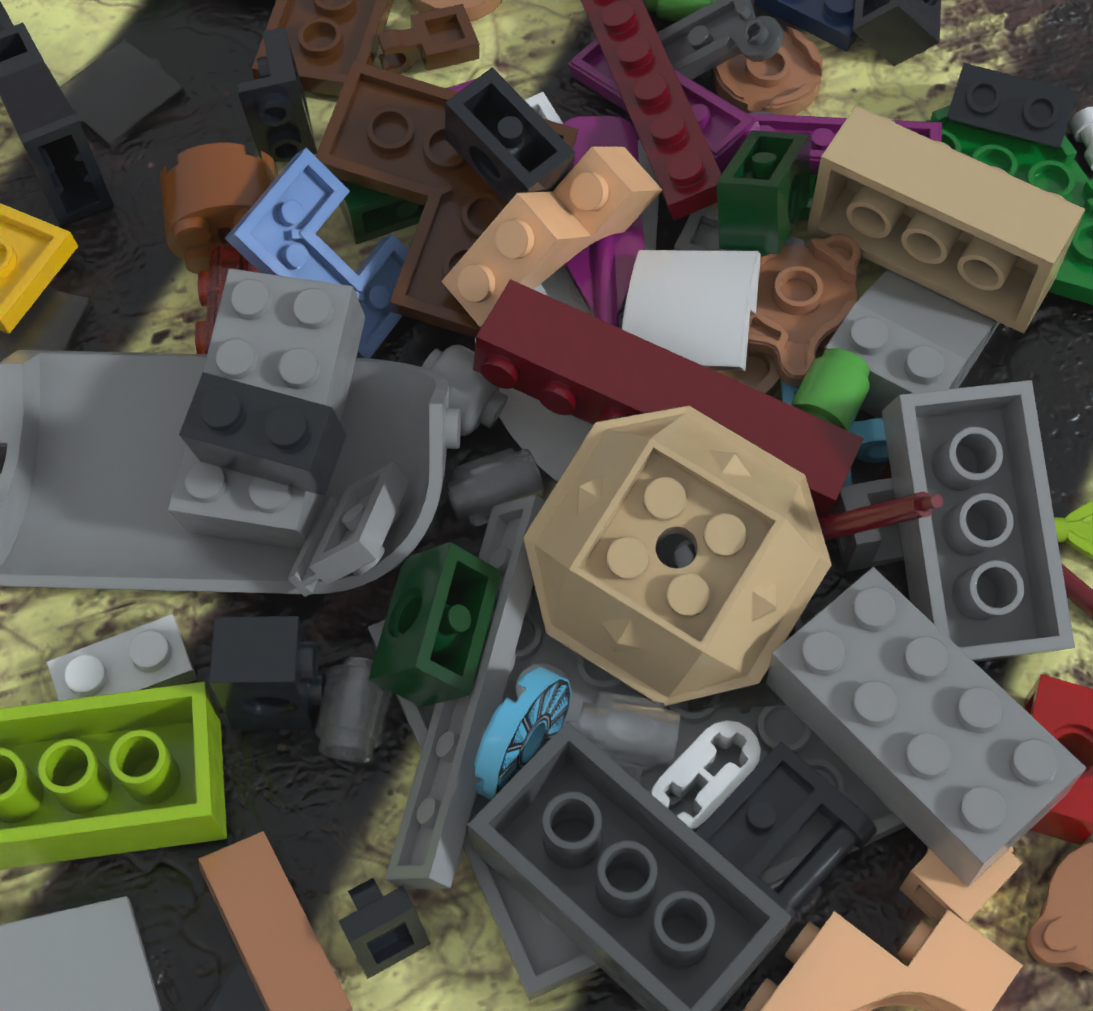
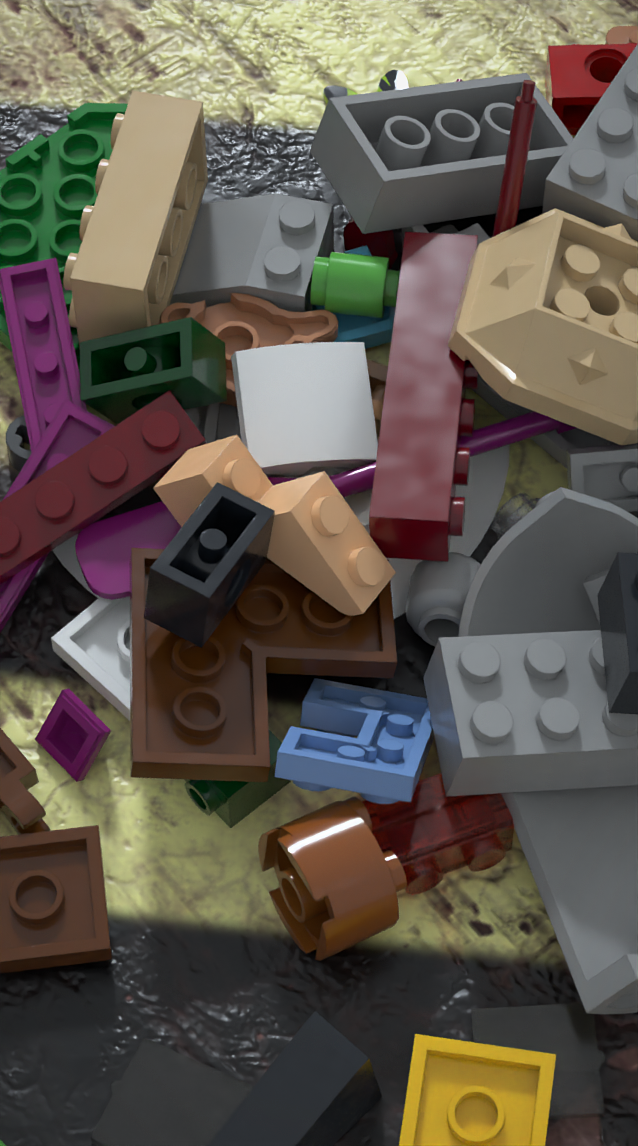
camera: 110 degrees left, 5 degrees down
(277, 102) = (162, 864): black bracket -> none

